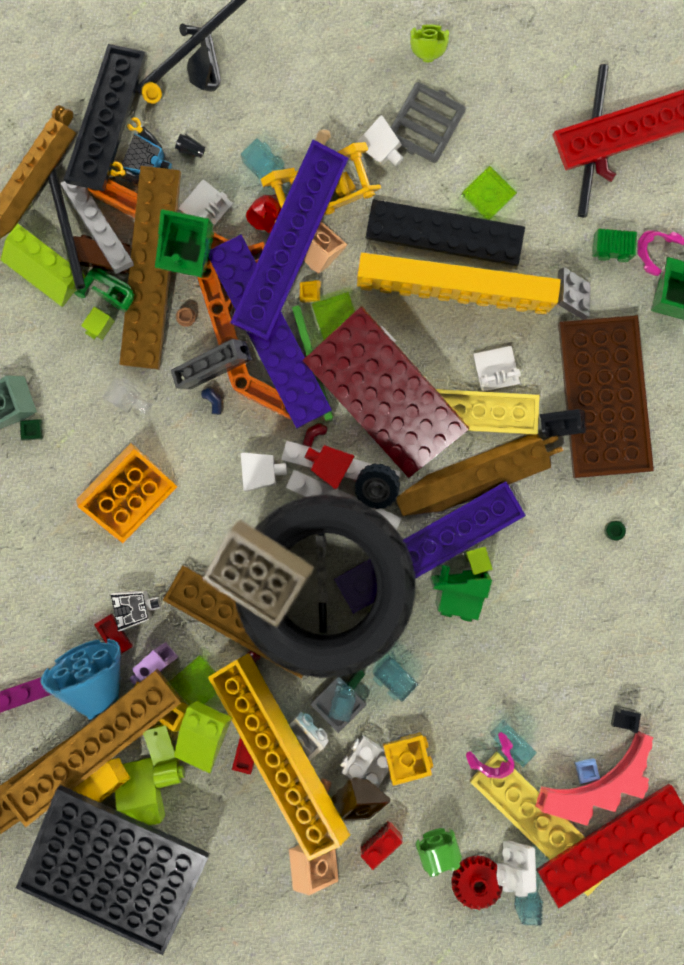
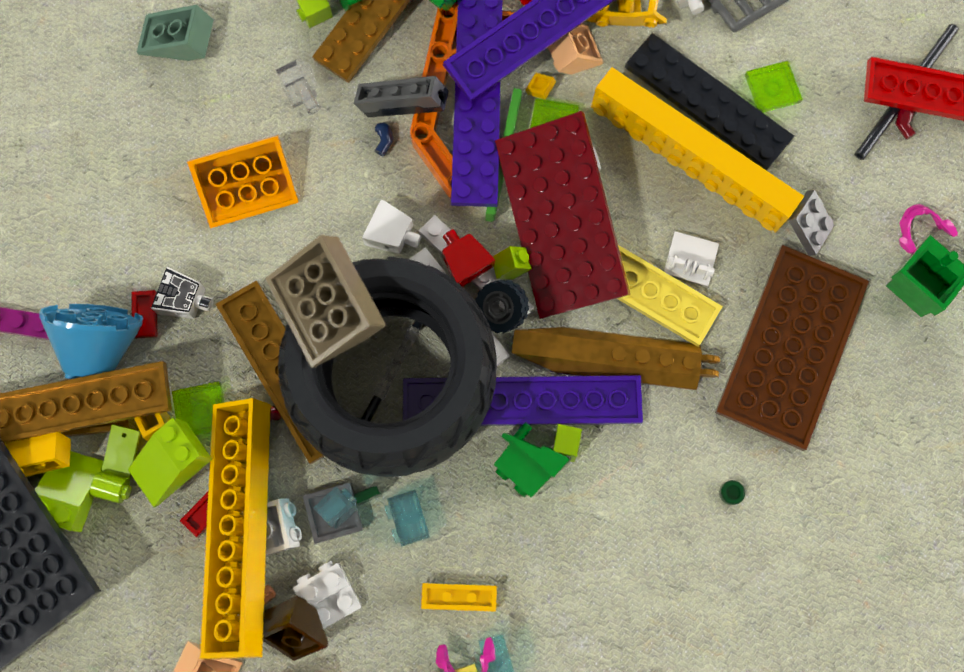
camera: 25 degrees right, 10 degrees down
(31, 430) = (188, 73): dark green tile -> none
(158, 659) = (178, 358): lavender torso -> none
(185, 316) = (403, 47): medium nougat plate -> none
(312, 432) = (467, 221): dark red arm -> none
(365, 448) = (511, 263): none -> lime brick
(408, 758) = (373, 613): yellow plate -> none
(461, 712) = (458, 597): none -> yellow plate
(563, 423) = (733, 346): black hinge -> none
(614, 244) = (879, 199): green brick -> none

